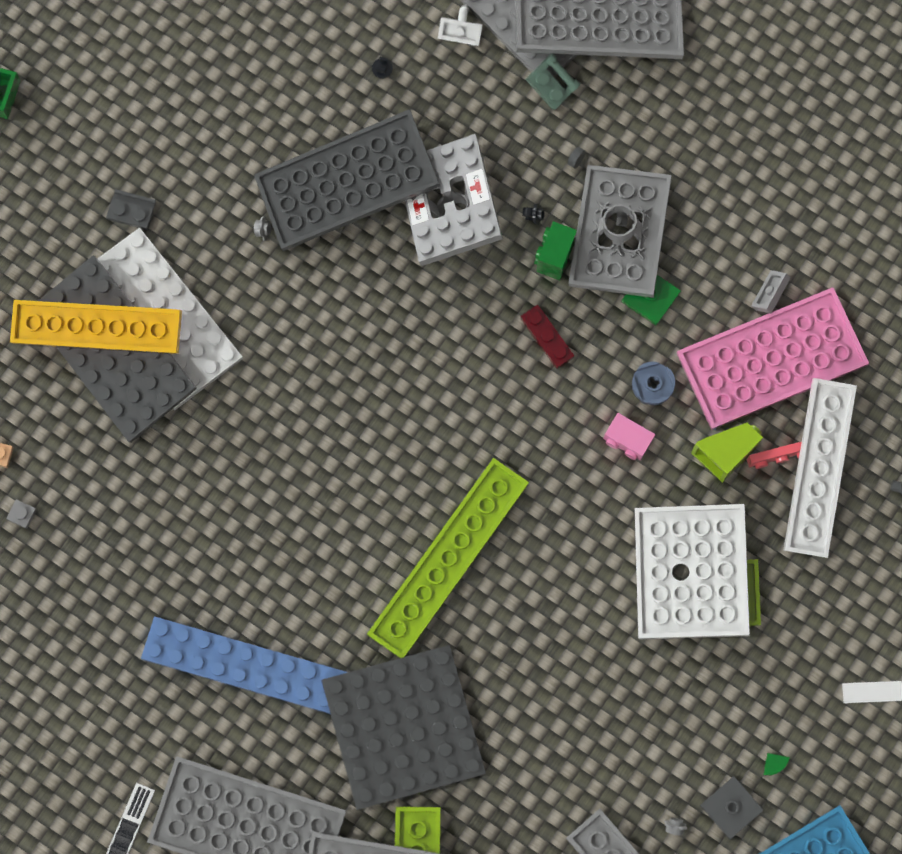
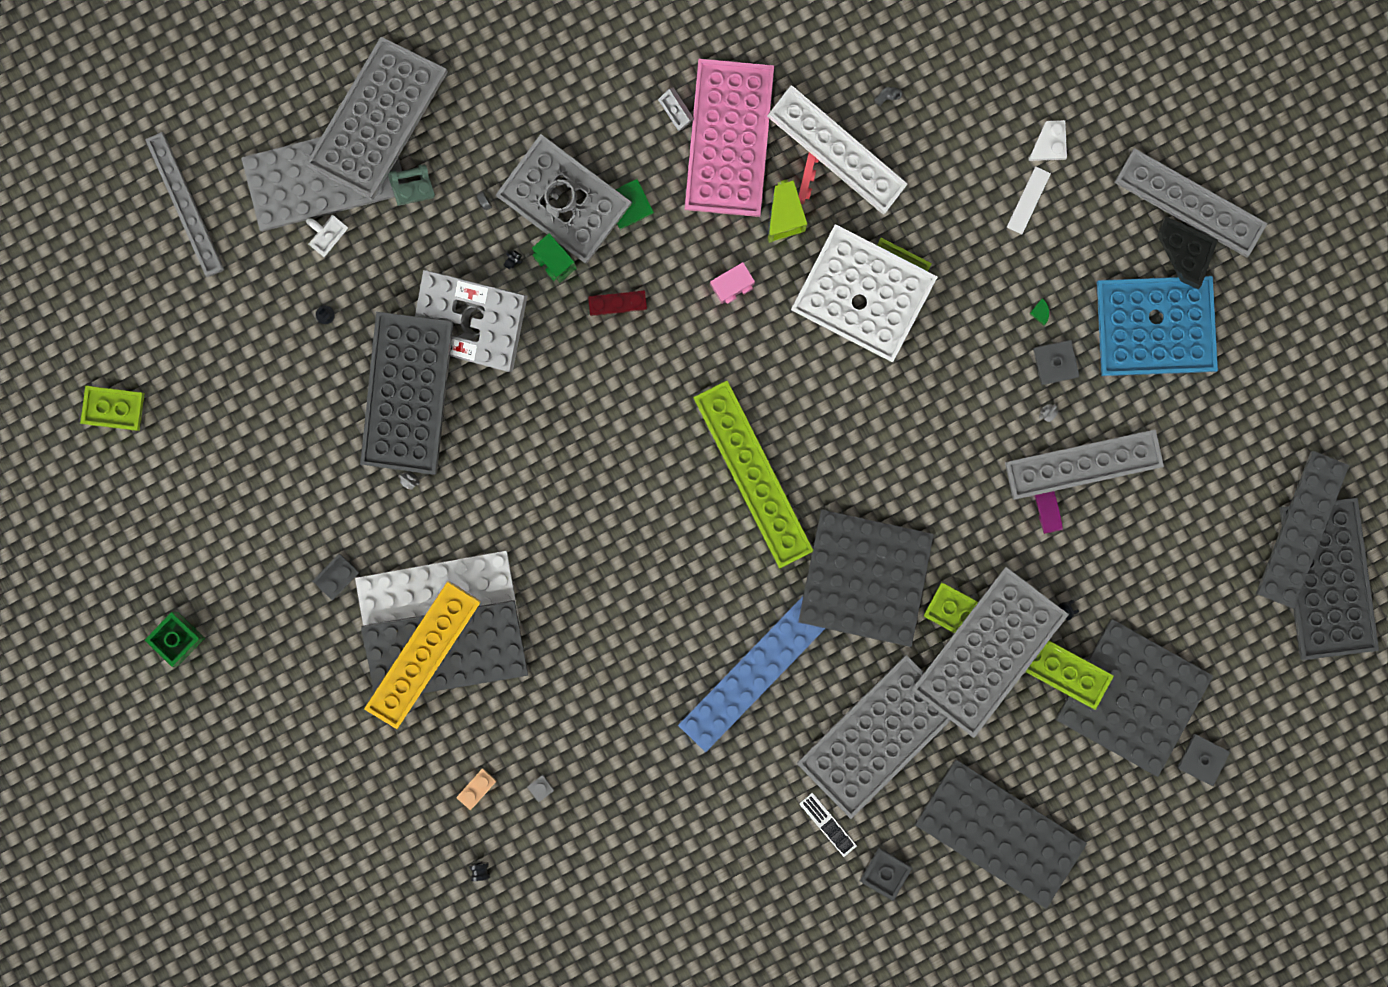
camera: 60 degrees left, 10 degrees up
(659, 373) = (708, 235): sand blue plate -> none

